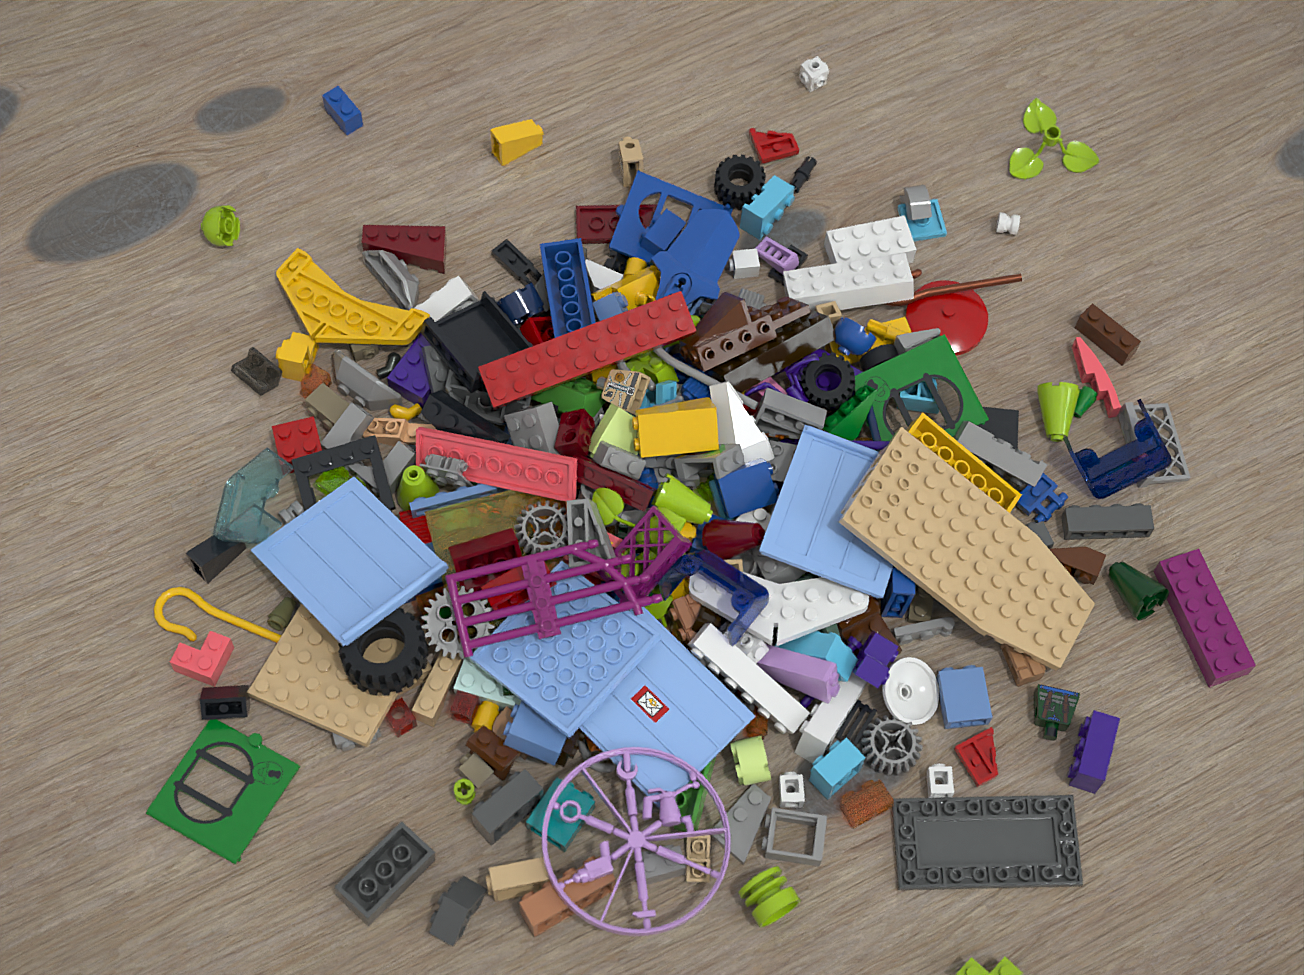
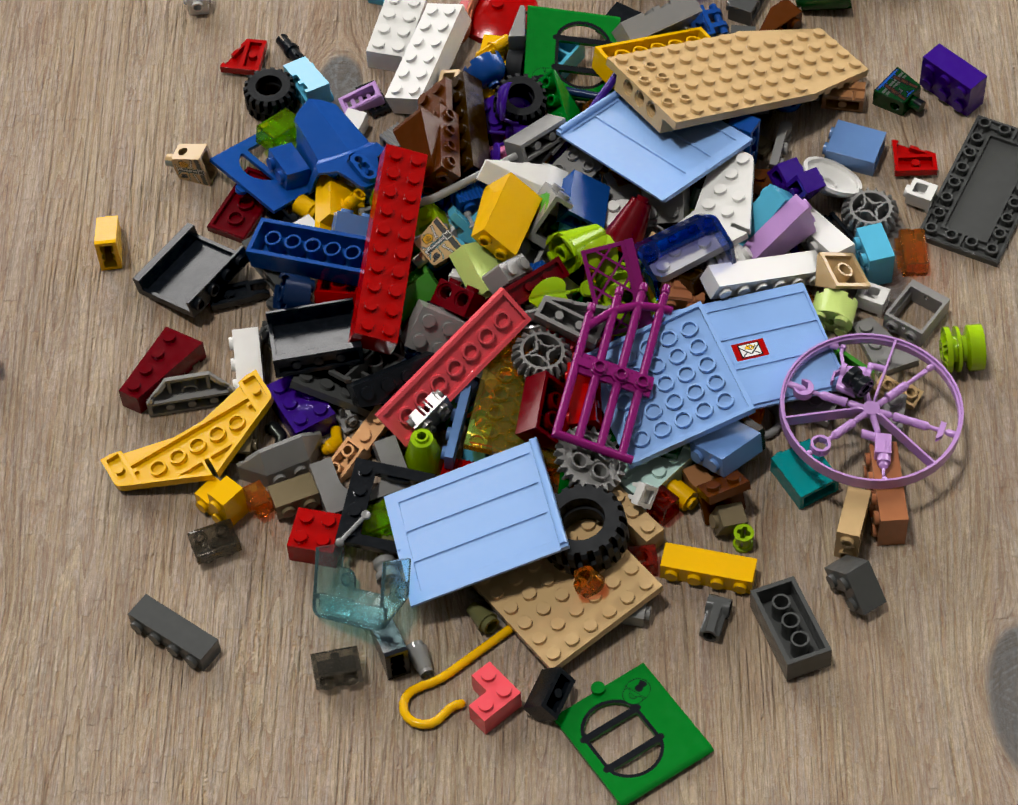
camera: 55 degrees left, 10 degrees down
(158, 386) = (174, 633): none -> dark grey brick
(177, 524) = (336, 668): none -> clear smoke brick
(219, 583) = (420, 657): none -> light grey cone
(221, 225) = (32, 514): lime cylinder -> none
(321, 470) = (365, 515): none -> light grey hinge
(337, 684) = (588, 581): none -> clear orange plate
(378, 803) = (716, 612): none -> dark grey piece
(418, 776) = (708, 568): none -> yellow brick
(453, 684) = (643, 495): none -> white tile
(507, 806) = (779, 505): dark grey brick -> none
(517, 215) = (189, 271): none -> black panel
(649, 814) = (857, 381): none -> black wheel
(696, 200) = (277, 130): none -> clear neon green brick
(789, 747) = (840, 271): none -> tan slope

